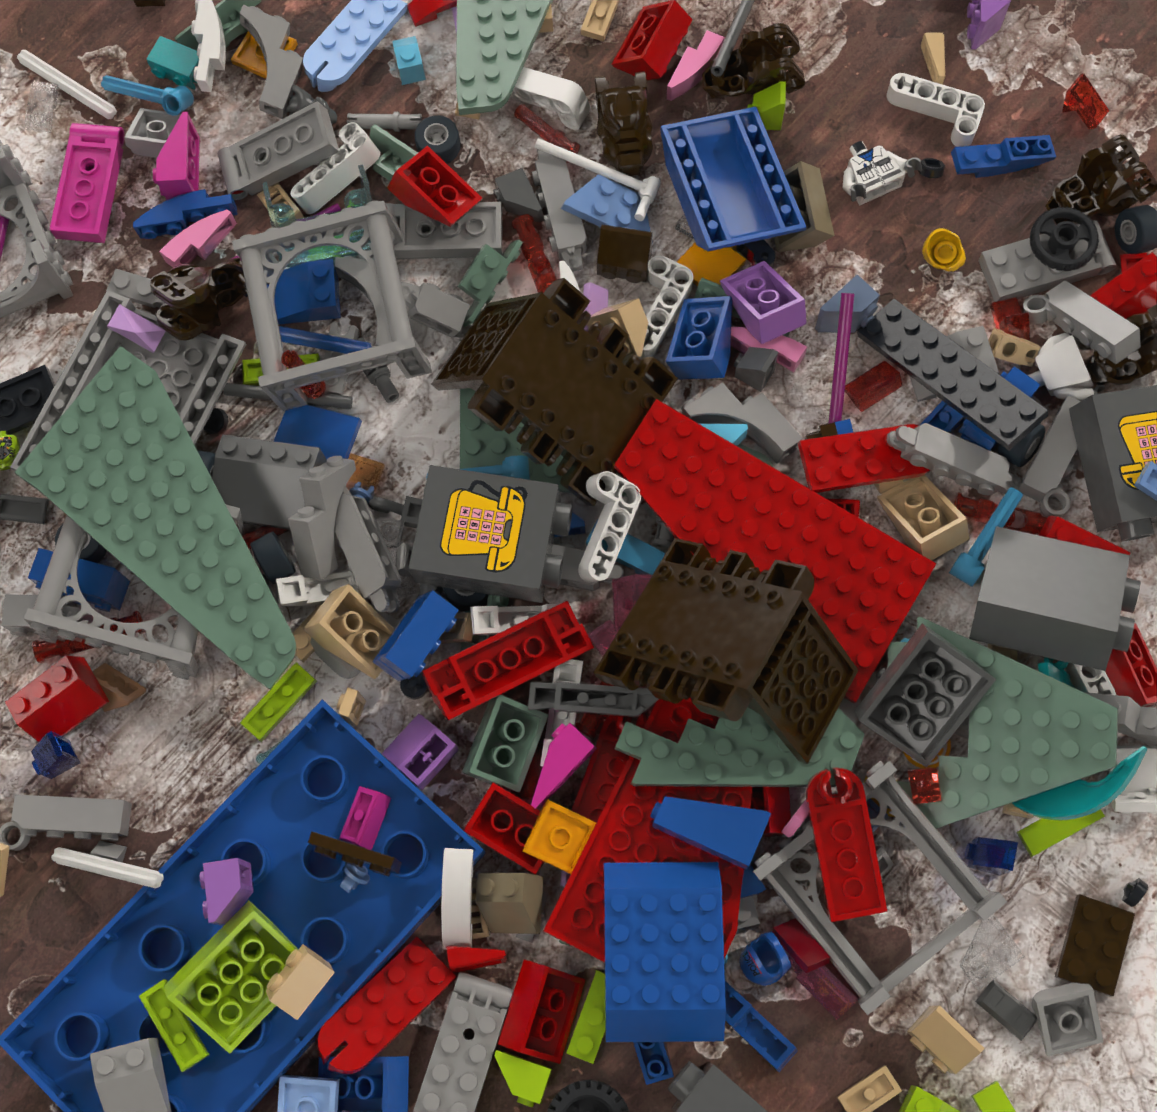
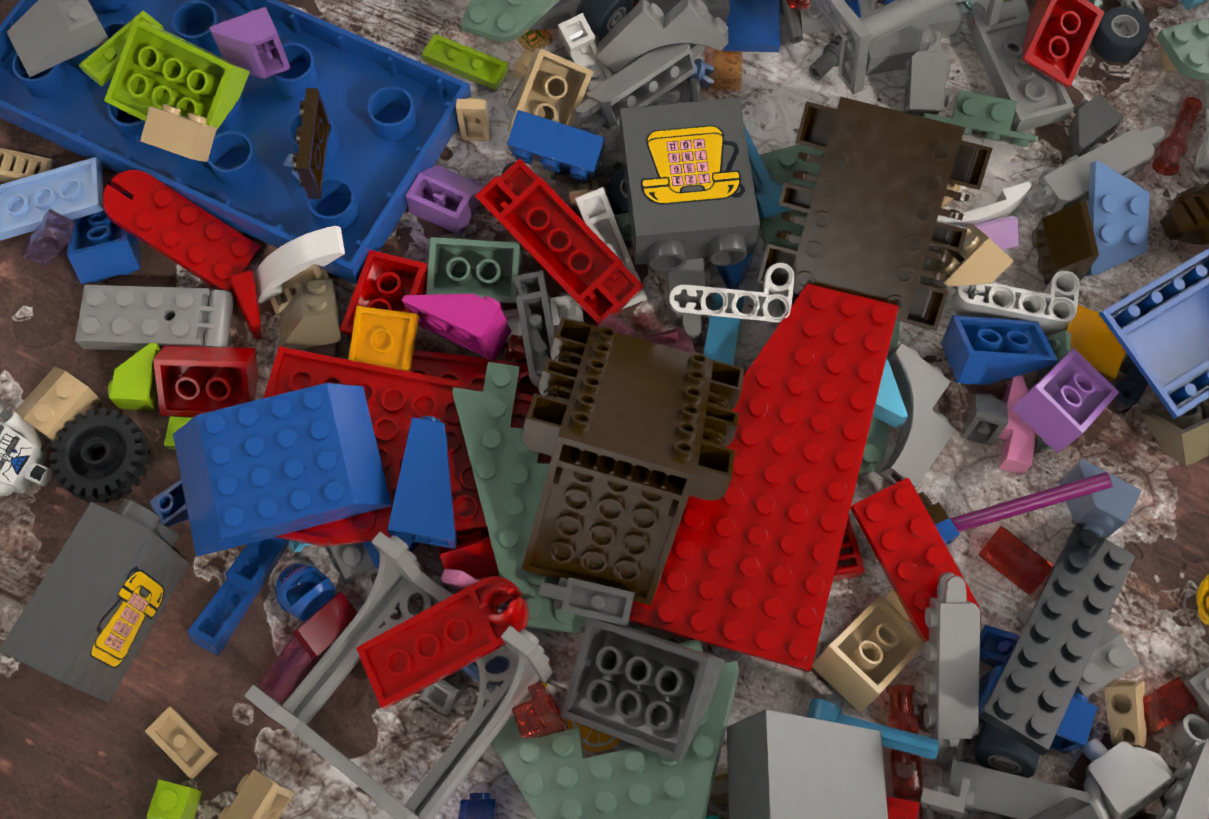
camera: 70 degrees right, 5 degrees down
(365, 818) = (363, 162): dark pink slope -> none
(533, 251) = (1034, 158): clear red piece -> none
(647, 188) = (1153, 250): white bar -> none
(846, 716) = (590, 600): none -> dark grey hinge
(1054, 498) = (942, 800): none -> light grey bracket

